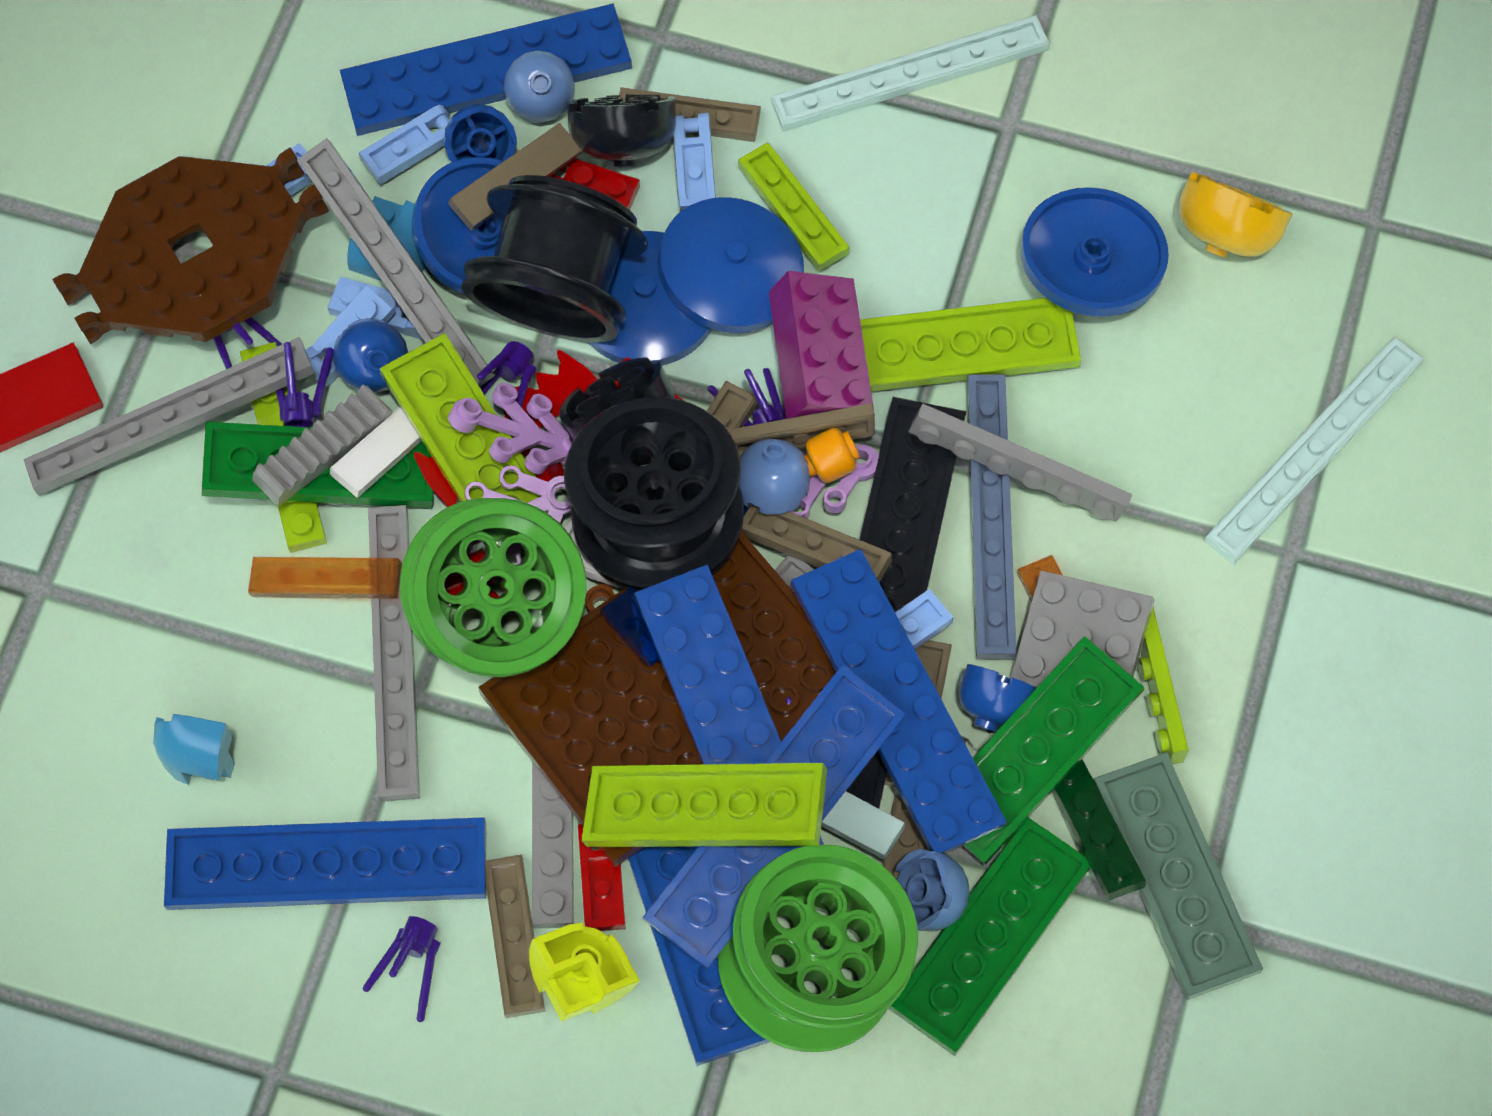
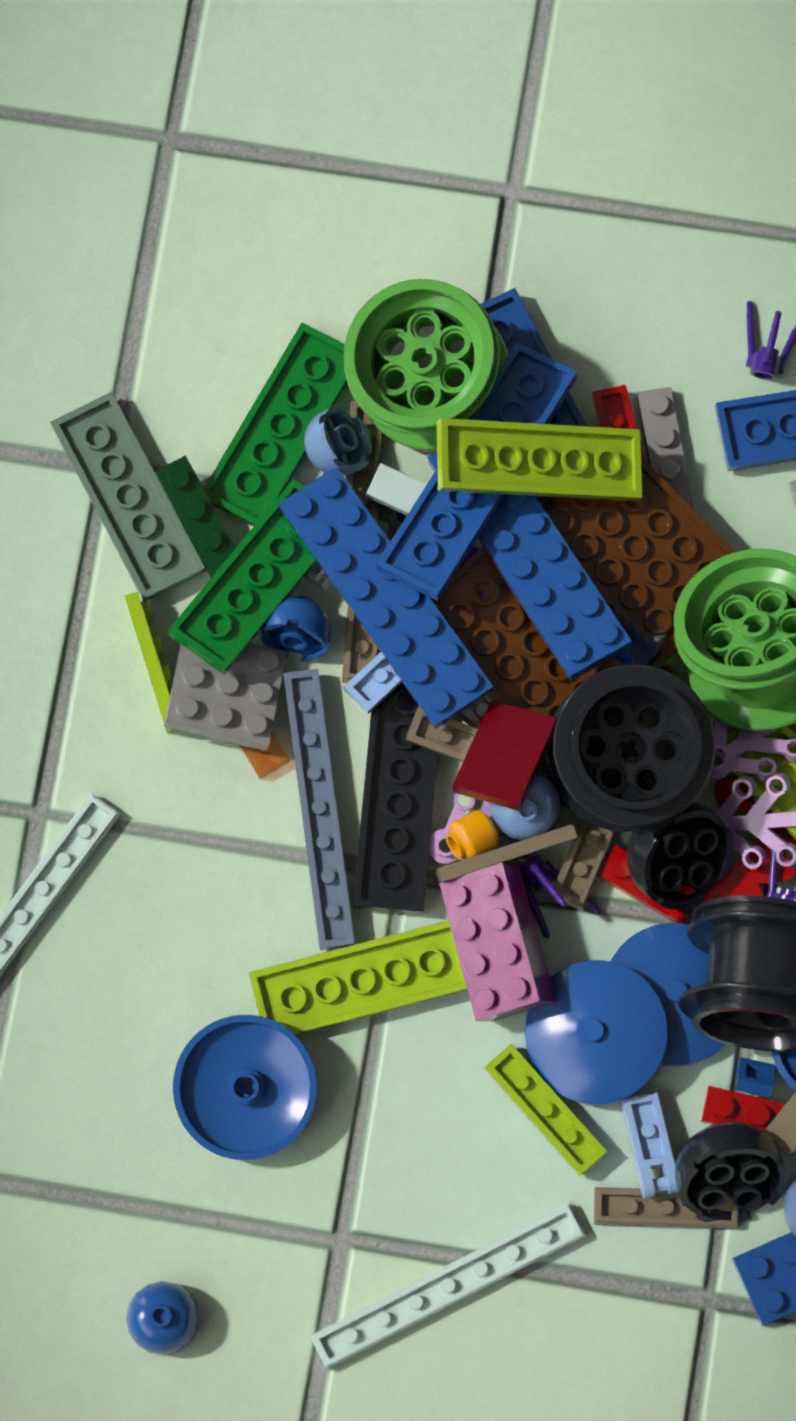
camera: 170 degrees right, 10 degrees up
(512, 935) = (685, 379): dark tan tile -> none
(580, 969) = (621, 346): neon yellow brick -> none
(788, 513) = (505, 755): none -> dark red tile
(1020, 463) = (313, 848): light grey plate -> none
(1190, 73) = (162, 1318): none -> blue cylinder
(1230, 218) = (119, 1131): yellow cylinder -> none

